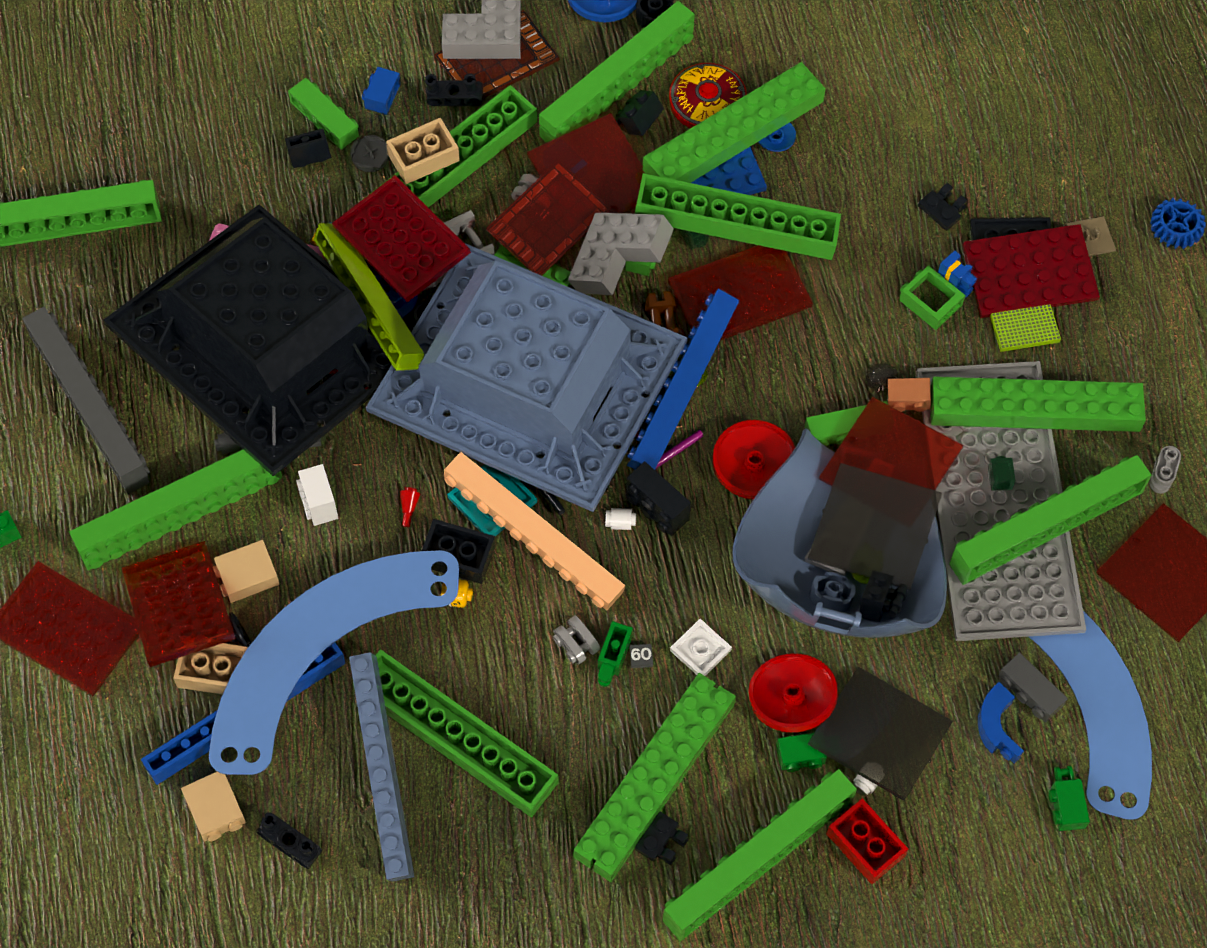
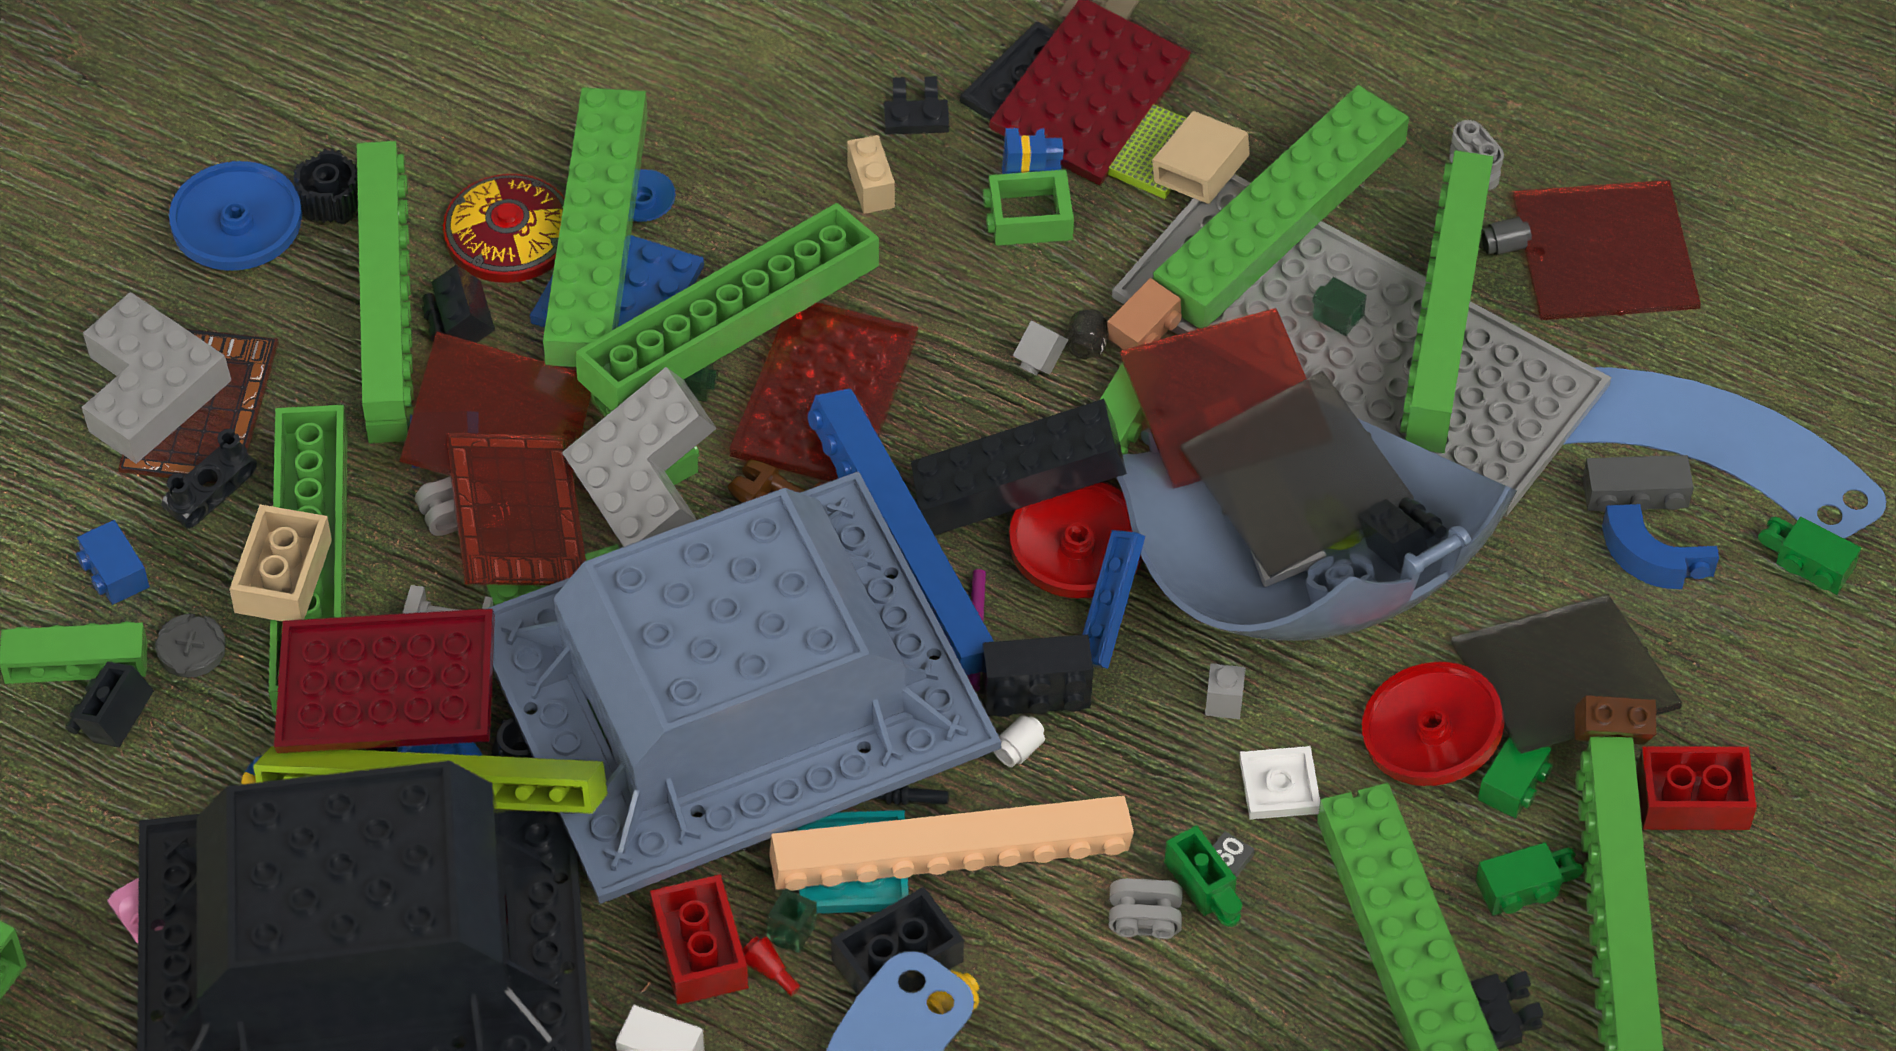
camera: 50 degrees left, 10 degrees down
(391, 466) = (699, 939): none -> red brick
(433, 496) = (791, 921): none -> clear green brick
(728, 497) = (1112, 594): none -> blue tile
(728, 587) = (1225, 691): none -> light grey brick
(745, 798) = (1525, 877): none -> green brick
(763, 403) = (1018, 467): none -> black brick
(850, 362) = (1039, 349): none -> light grey brick
(859, 773) = (1615, 718): none -> reddish brown brick
(882, 216) = (871, 174): none -> tan brick
(1033, 347) = (1201, 157): none -> tan brick
(1128, 519) = (1506, 236): none -> dark grey brick

